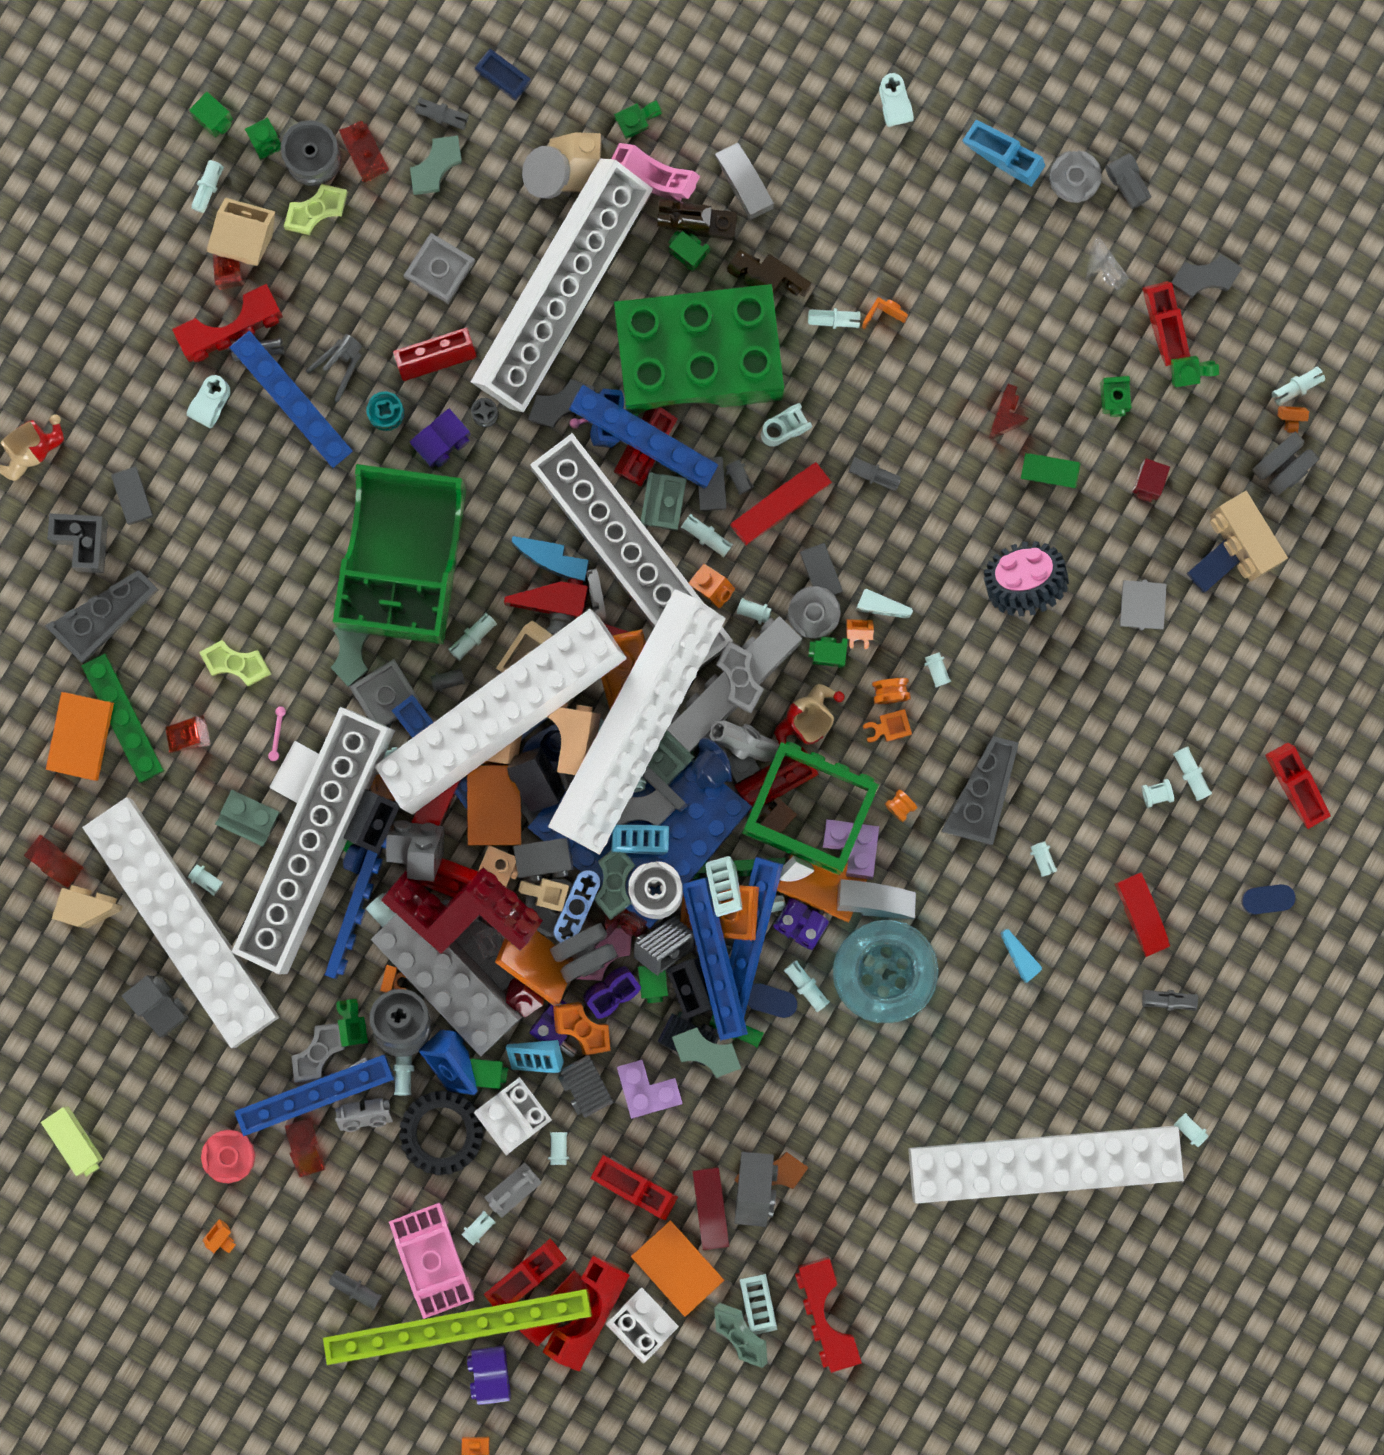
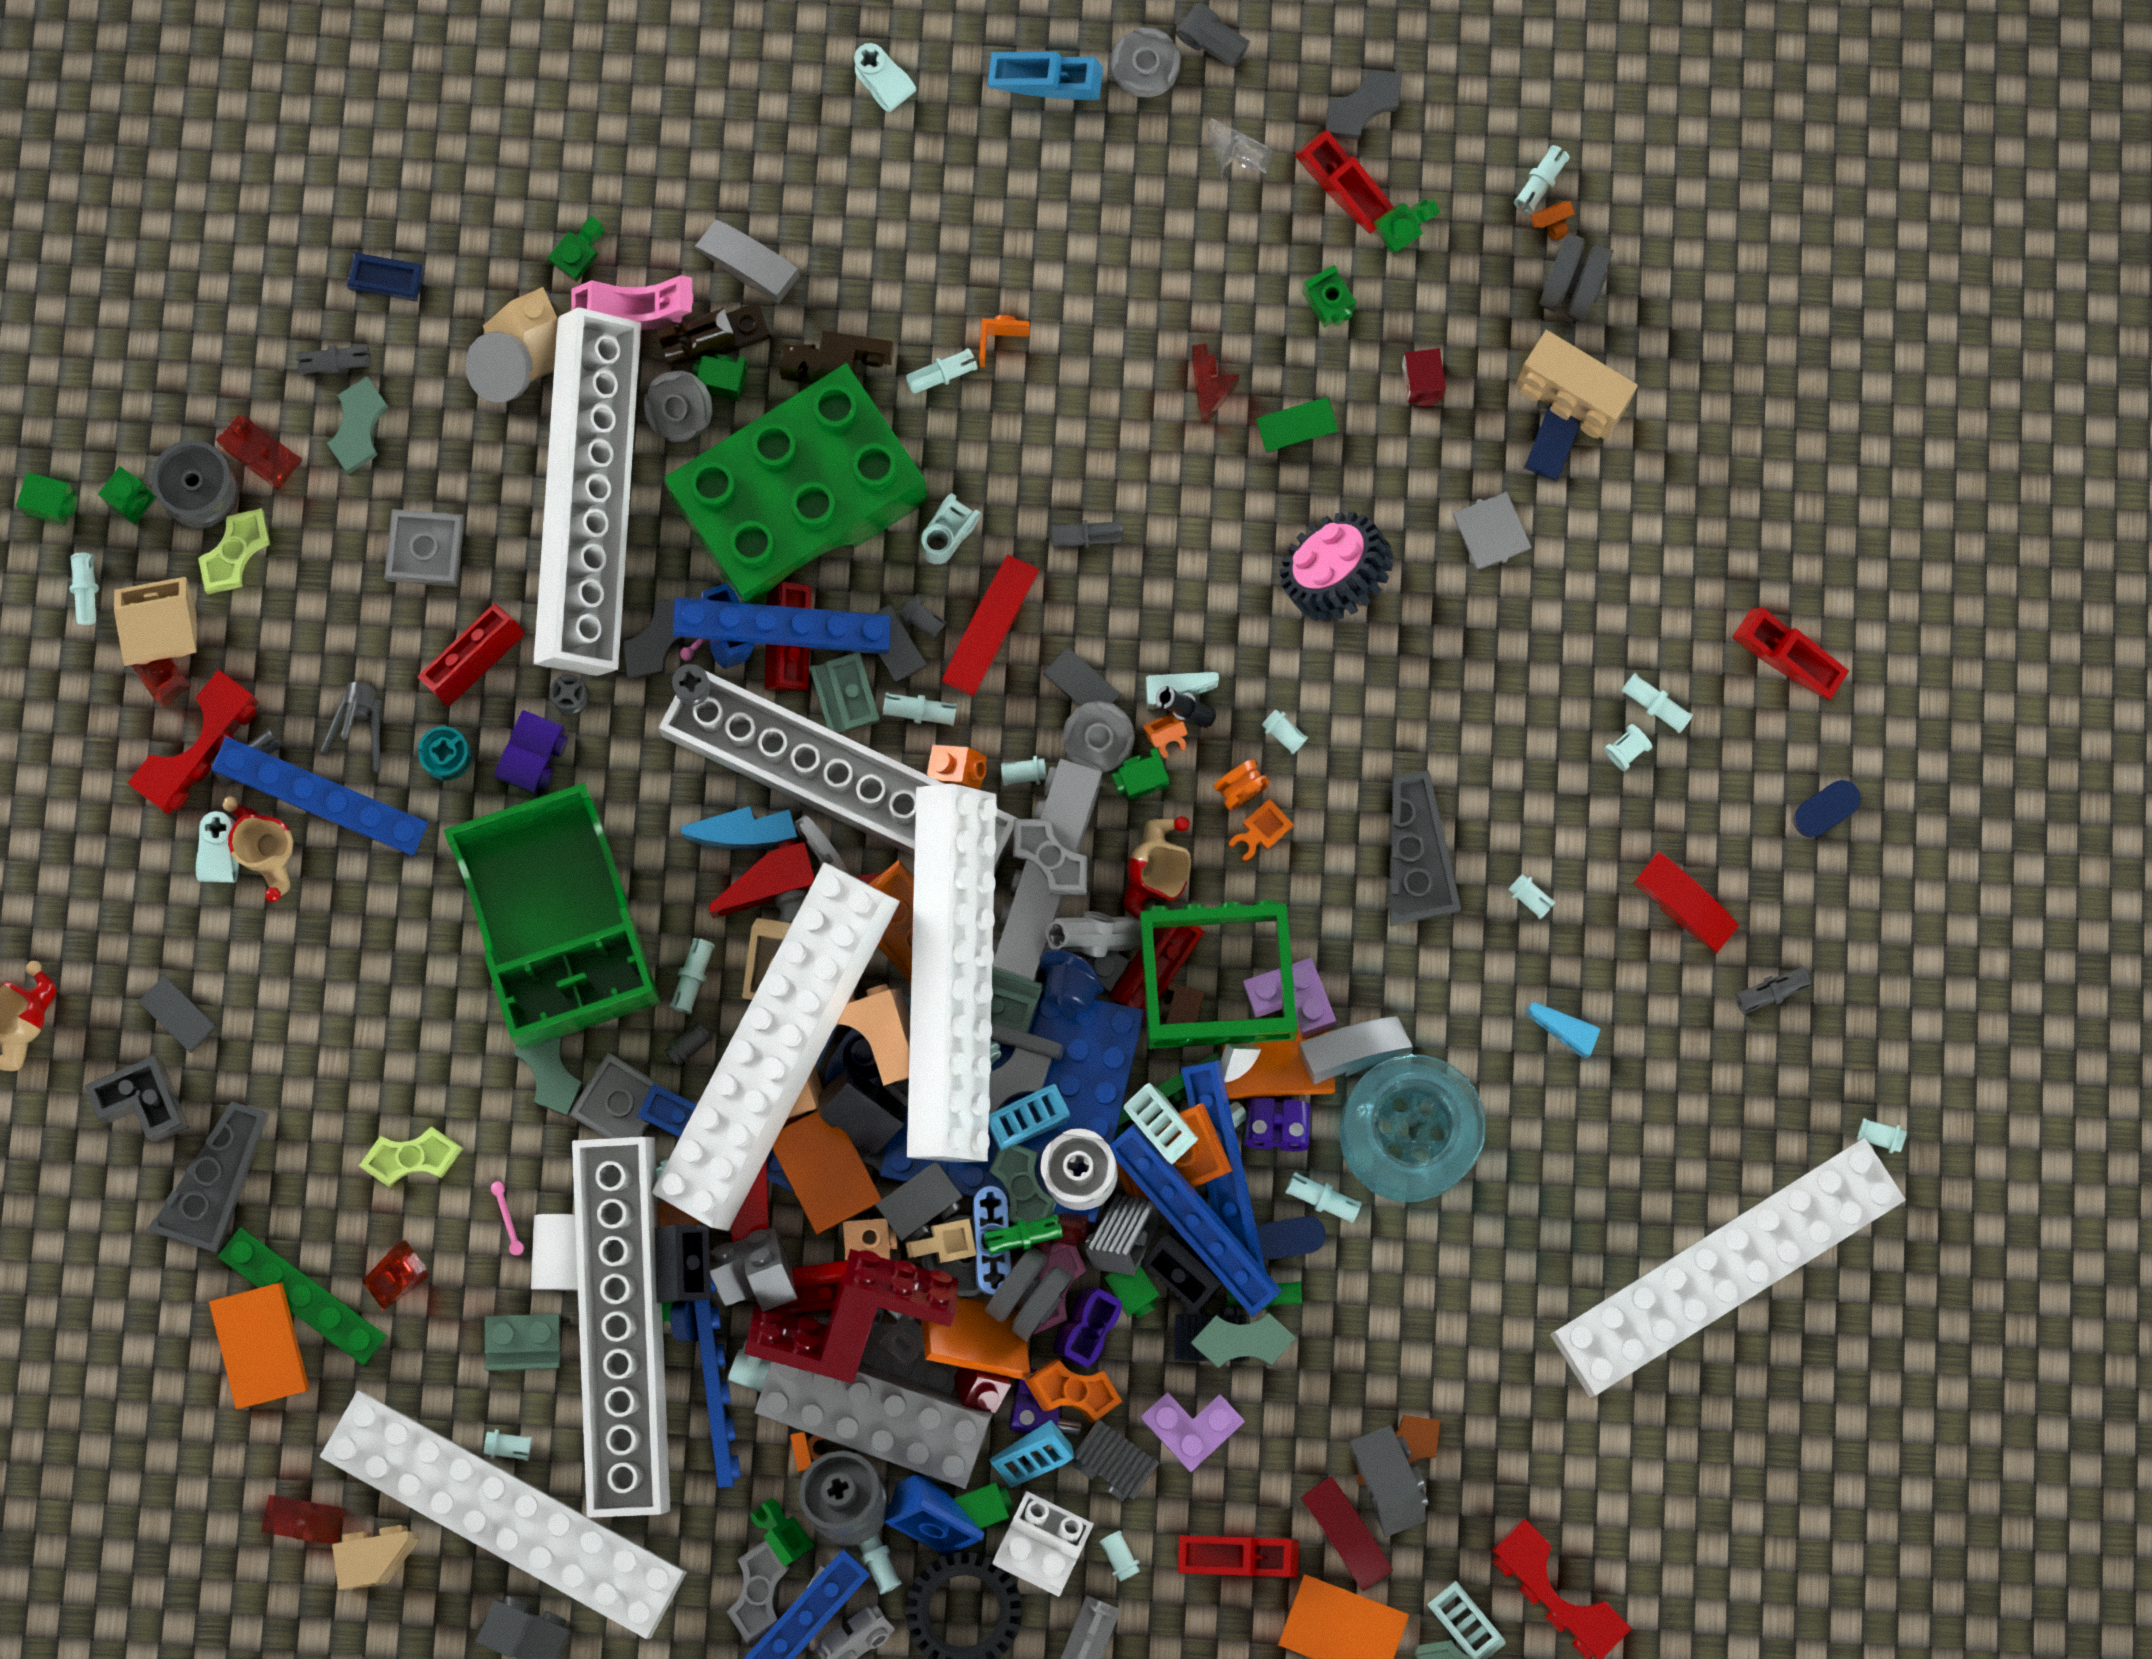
camera: 25 degrees left, 5 degrees down
(237, 413) = (261, 846): none -> tan piece
(564, 452) = (693, 692): none -> dark grey wheel
(598, 914) = (1023, 1234): none -> green pin
(650, 256) = (678, 406): none -> light grey tile
(880, 621) = (1185, 707): none -> black pin
(901, 805) = (1325, 918): orange wheel -> none

